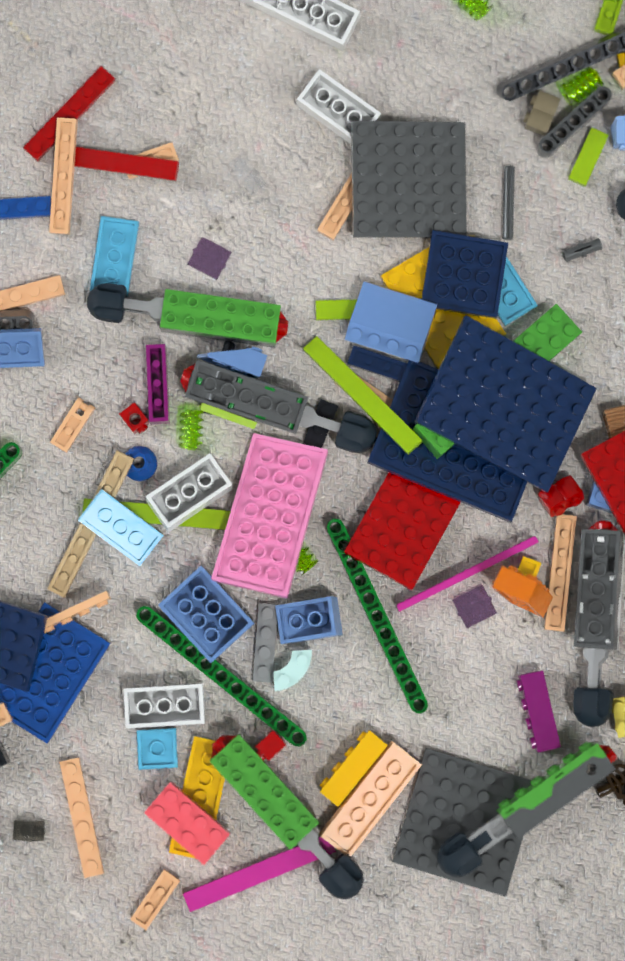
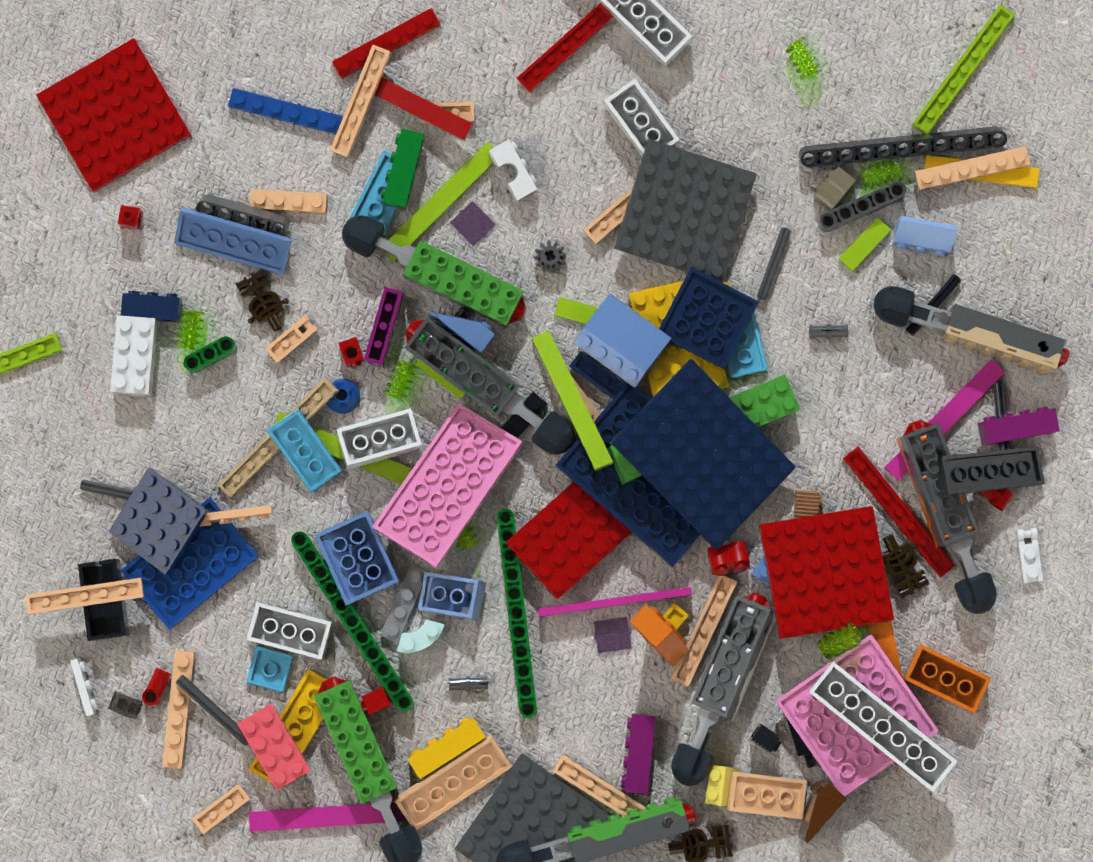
camera: 25 degrees right, 0 degrees up
(41, 406) = (271, 315): none -> dark brown torso
(53, 800) = (157, 685): none -> red piece
(113, 805) = (210, 707): none -> dark grey axle
(126, 227) = (403, 169): none -> green brick
(175, 241) = (443, 199): none -> lime tile
(221, 181) = (507, 155): none -> white arch
(241, 63) = (564, 47): none -> red plate
(287, 268) = (556, 254): none -> dark grey gear
(352, 699) = (468, 683): none -> dark grey pin
(507, 757) = (595, 786): none -> light nougat plate

